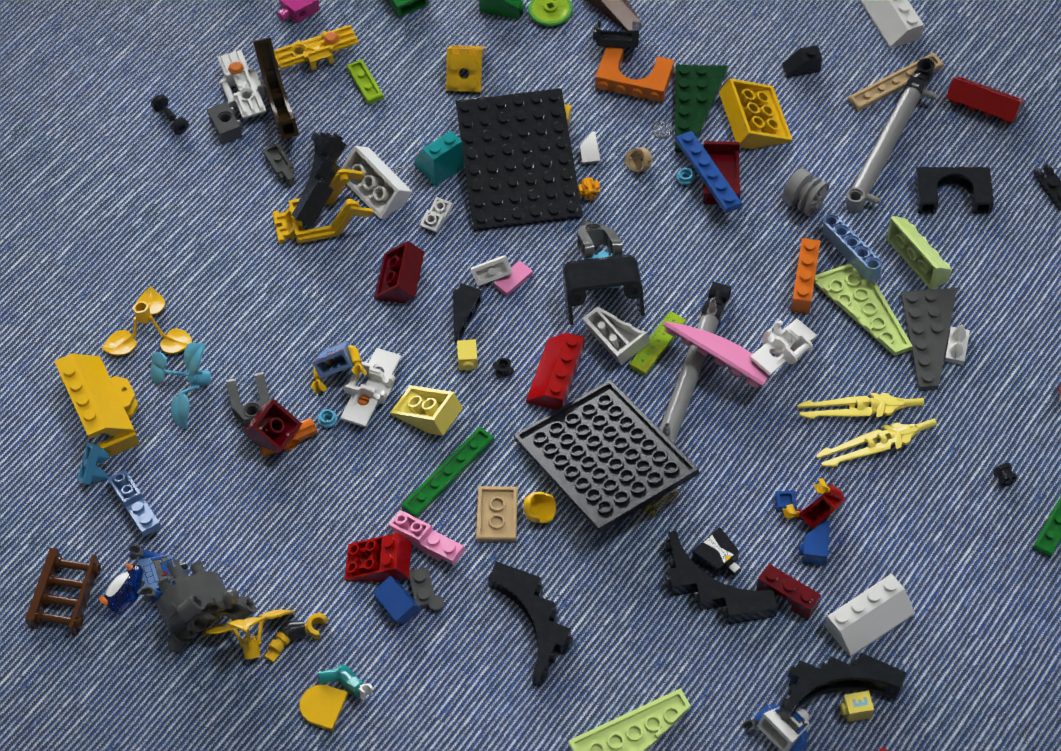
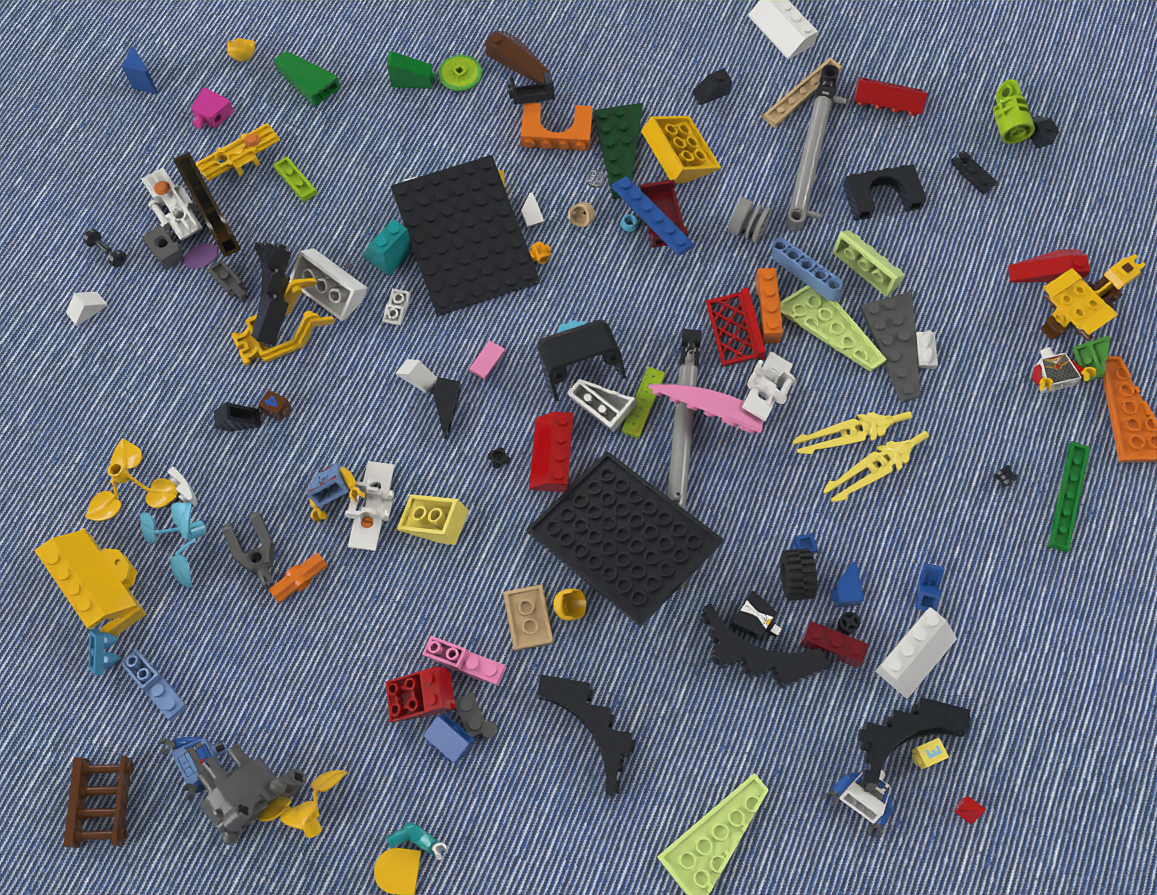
camera: 15 degrees left, 10 degrees up
(123, 588) = (161, 788): clear blue animal -> none
(139, 163) = (85, 306): none -> white slope
(196, 334) = (184, 489): none -> white slope
(258, 137) = (200, 255): none -> medium lavender sticker
(261, 286) = (236, 417): none -> black slope
(272, 426) = (280, 574): dark red slope -> none
(293, 630) = (346, 796): yellow piece -> none
(299, 282) = (275, 405): none -> reddish brown brick
(327, 414) = (332, 543): medium azure plate -> none
(399, 273) = (374, 377): dark red slope -> none
(441, 279) = (417, 374): none -> white slope
(447, 472) = (468, 582): green tile -> none
(464, 57) = (388, 138): yellow bracket -> none
(467, 354) = (460, 451): light yellow brick -> none
(491, 270) = (465, 357): white tile -> none
(594, 235) = (557, 302): dark grey piece -> none
(768, 520) = (798, 574): none -> black tyre
(783, 293) = (751, 323): none -> red fence
(809, 572) = (852, 620): none -> black wheel
(821, 507) = (844, 548): red torso -> none
(899, 559) = (928, 587): none -> blue slope

